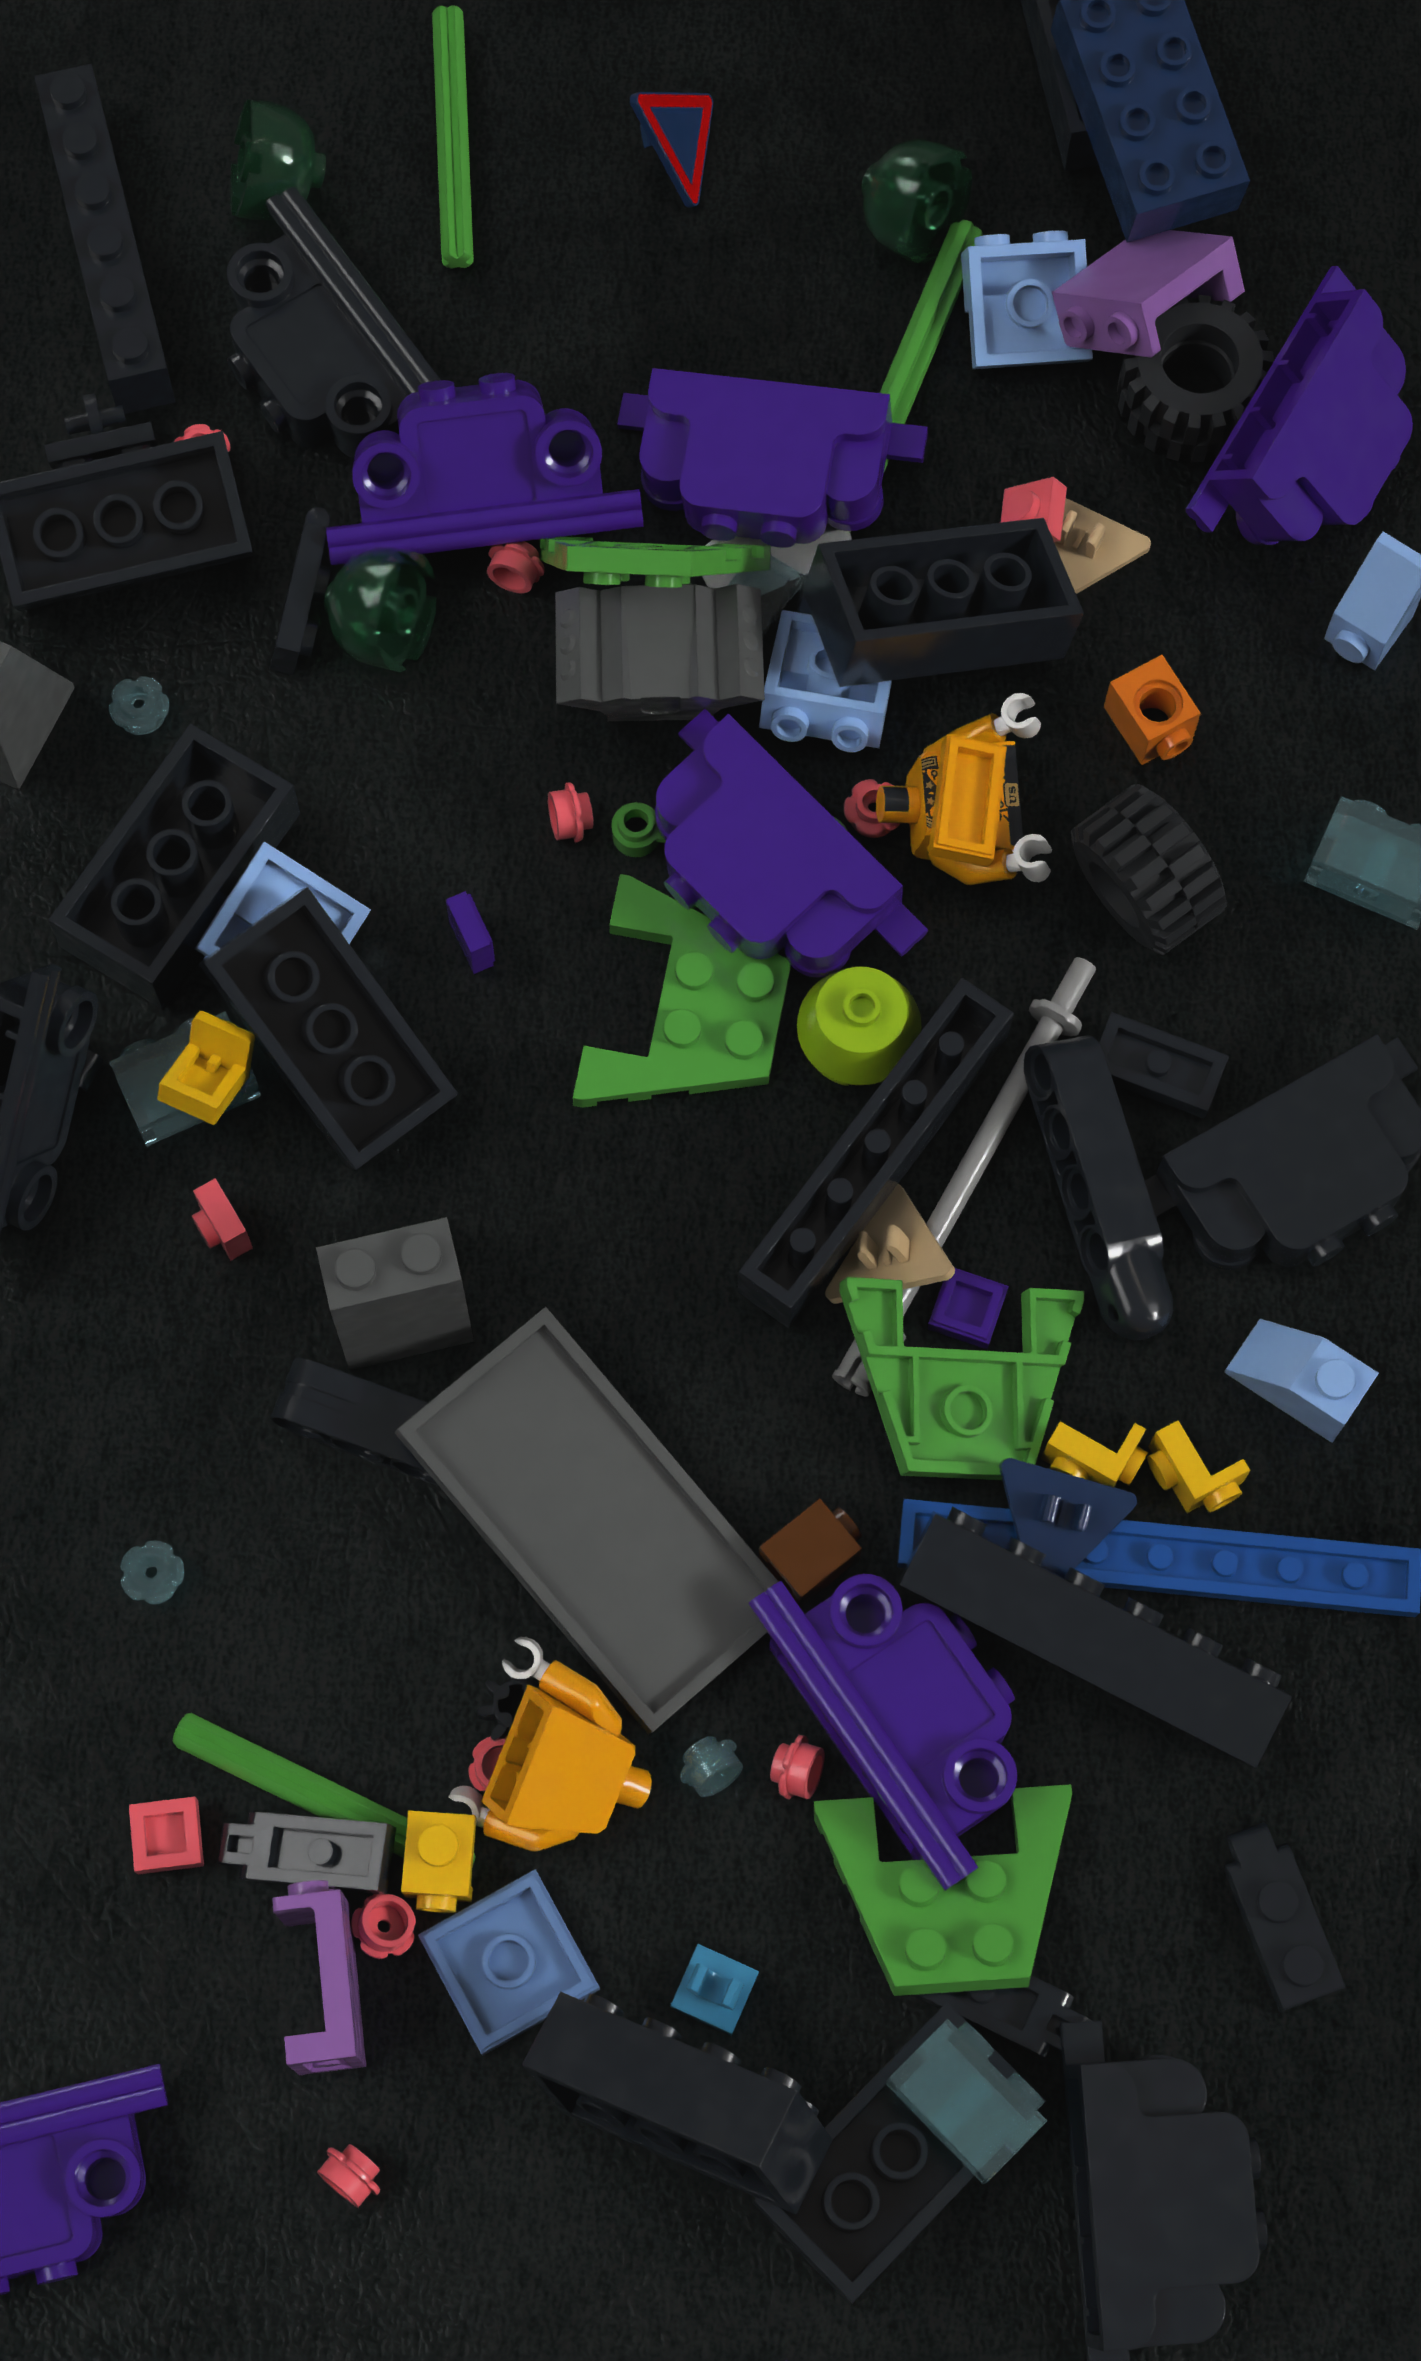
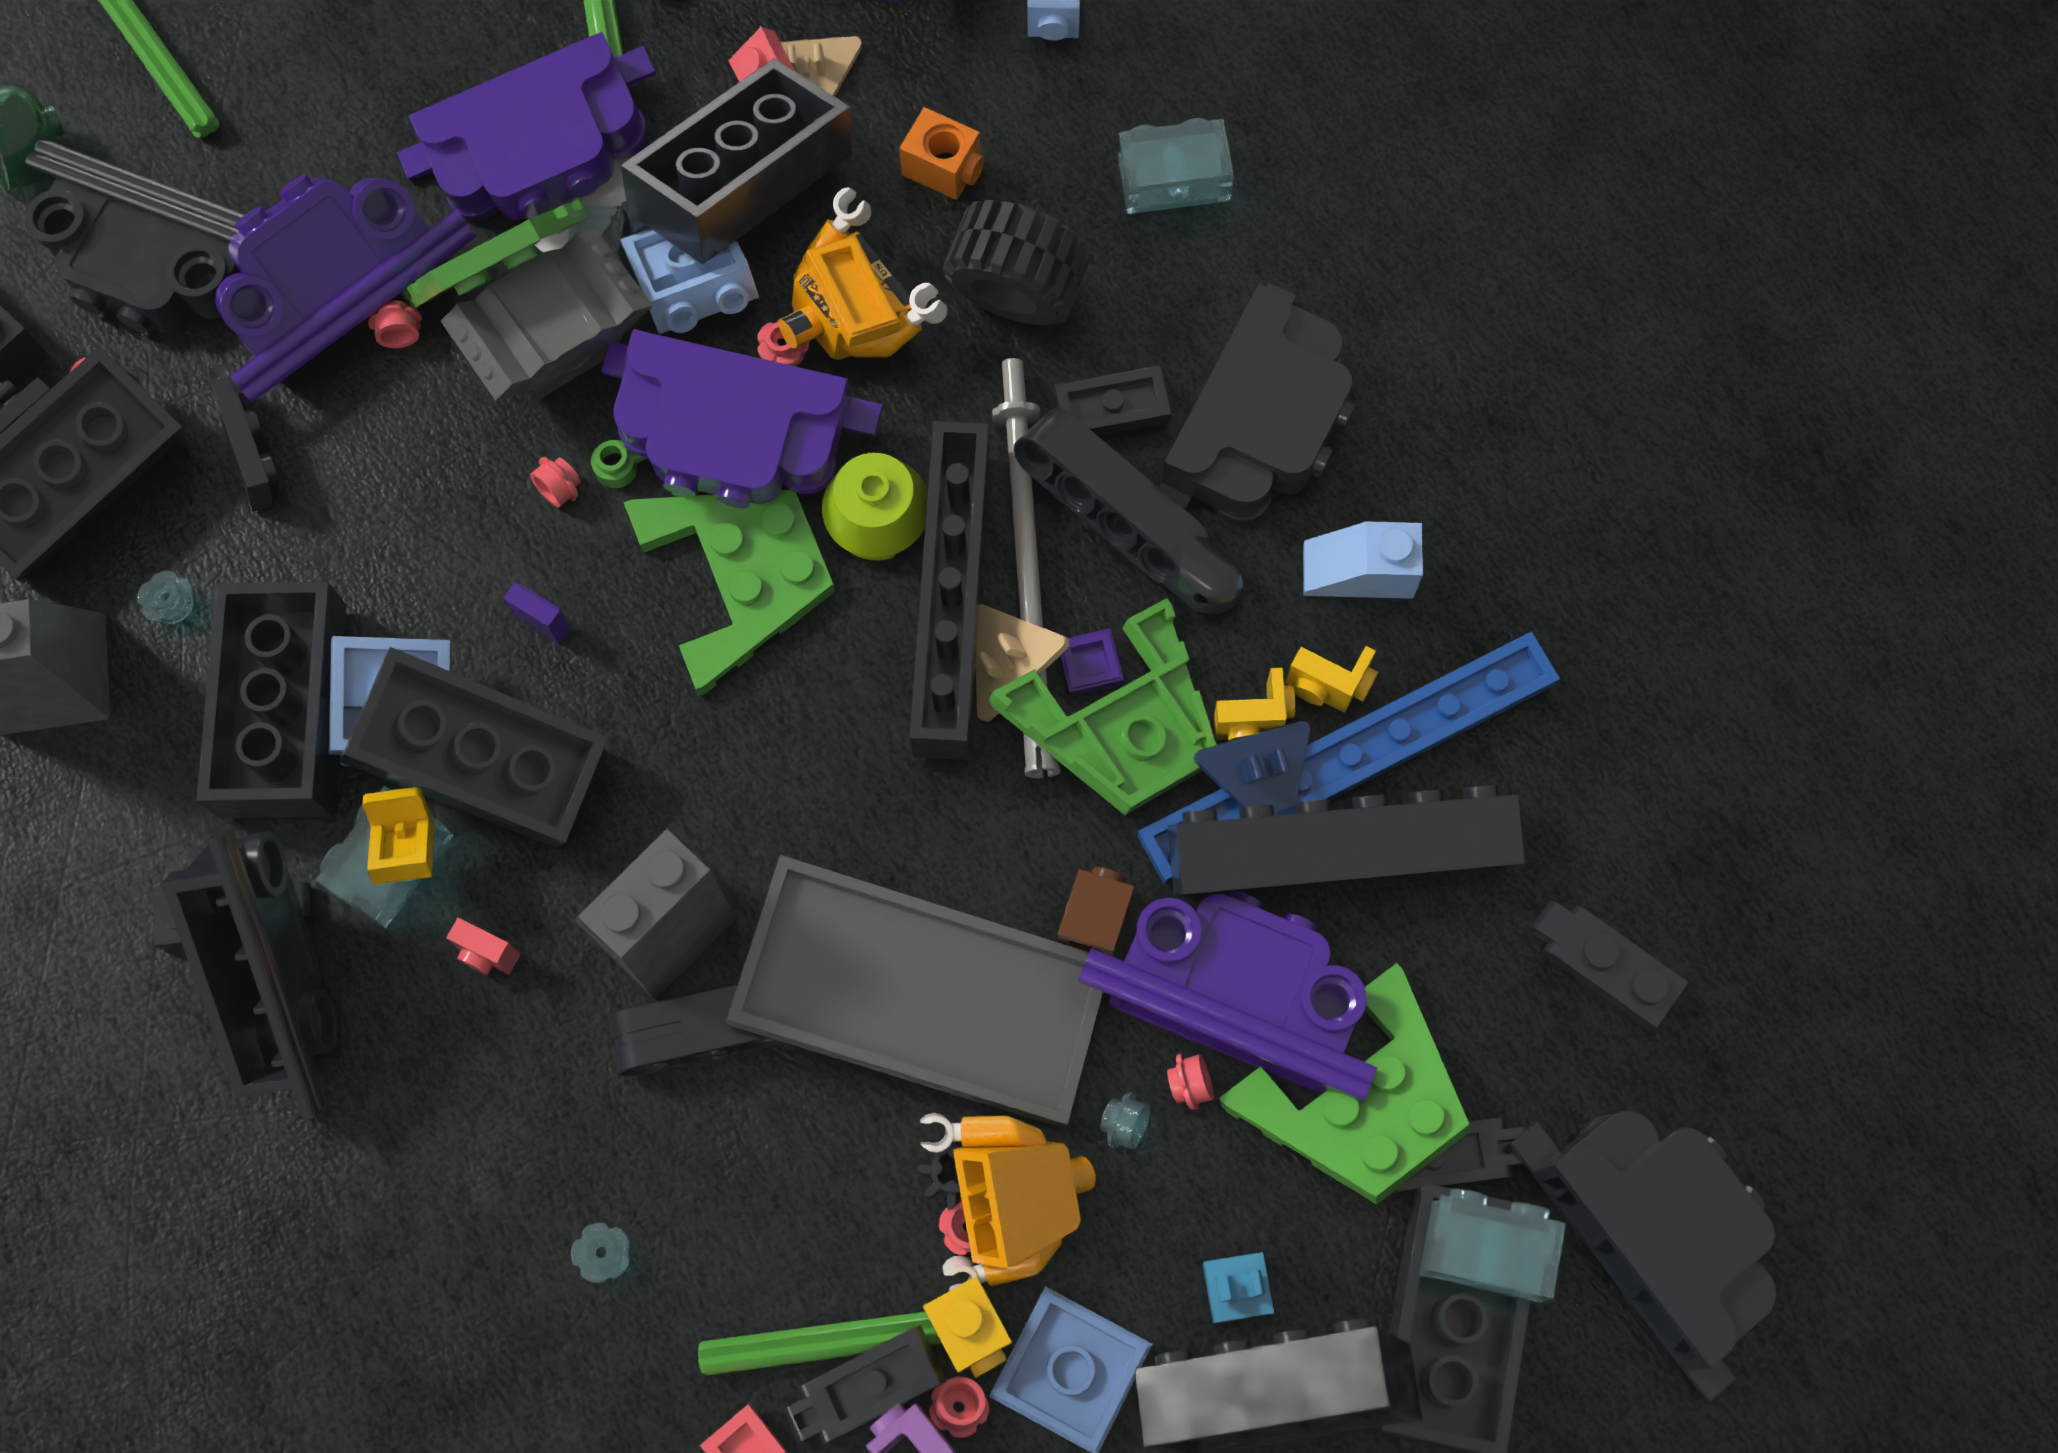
camera: 30 degrees left, 0 degrees up
(382, 607) = (310, 412): clear green cylinder -> none

